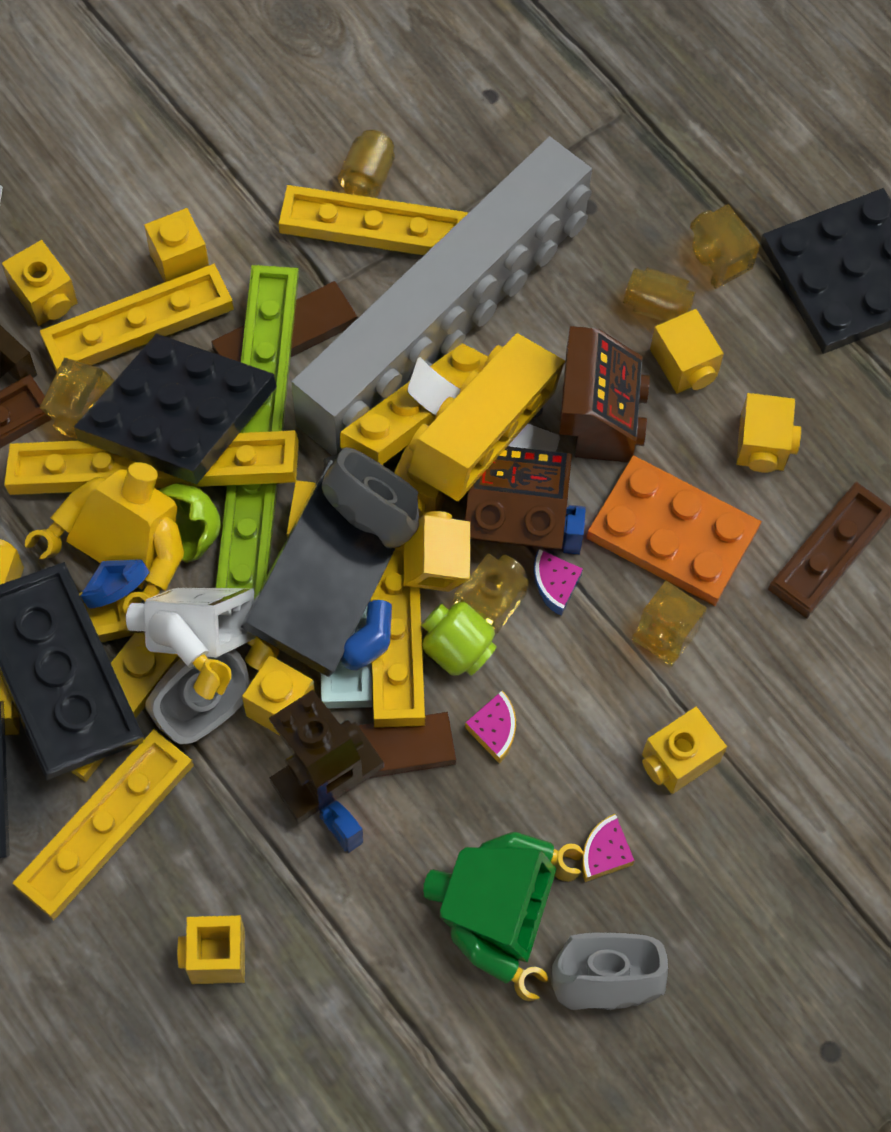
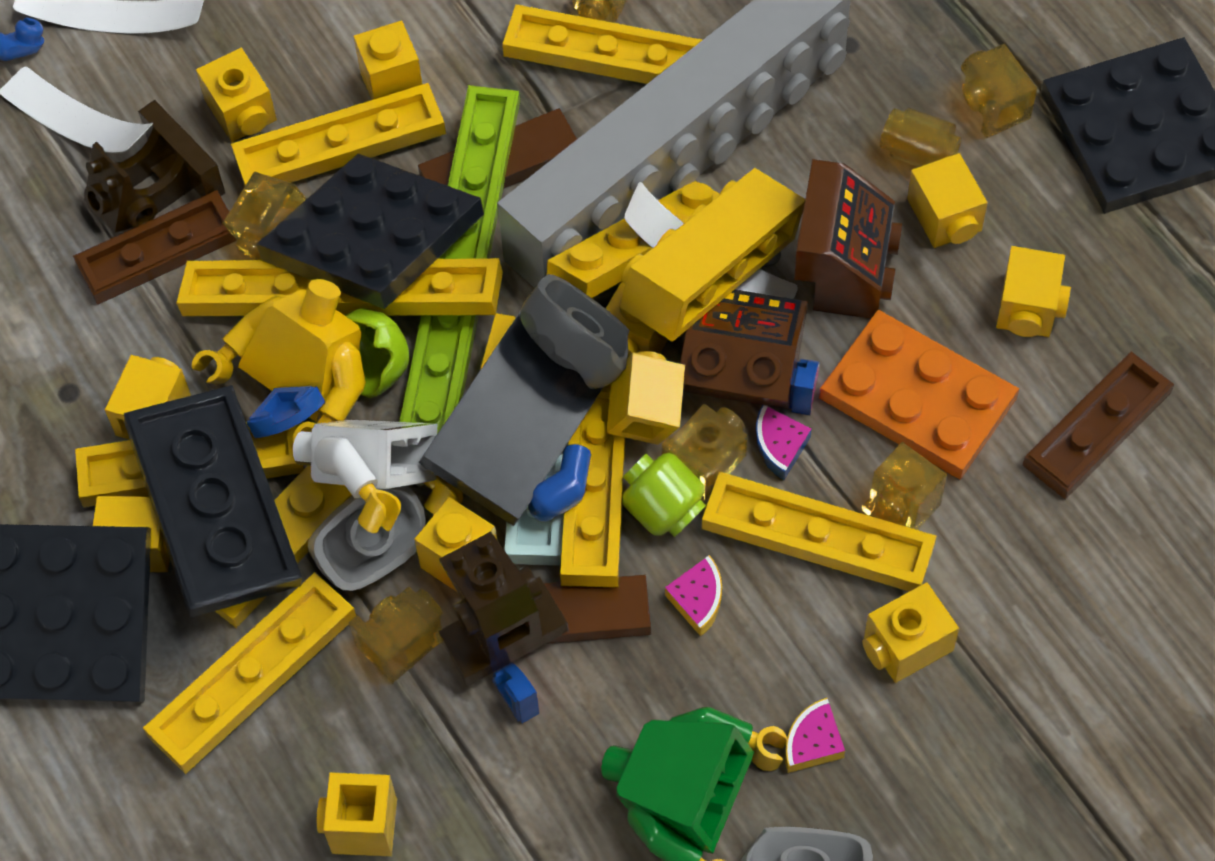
camera: 10 degrees right, 5 degrees down
(234, 778) = (399, 632): none -> clear yellow brick
(596, 663) = (818, 532): none -> yellow plate

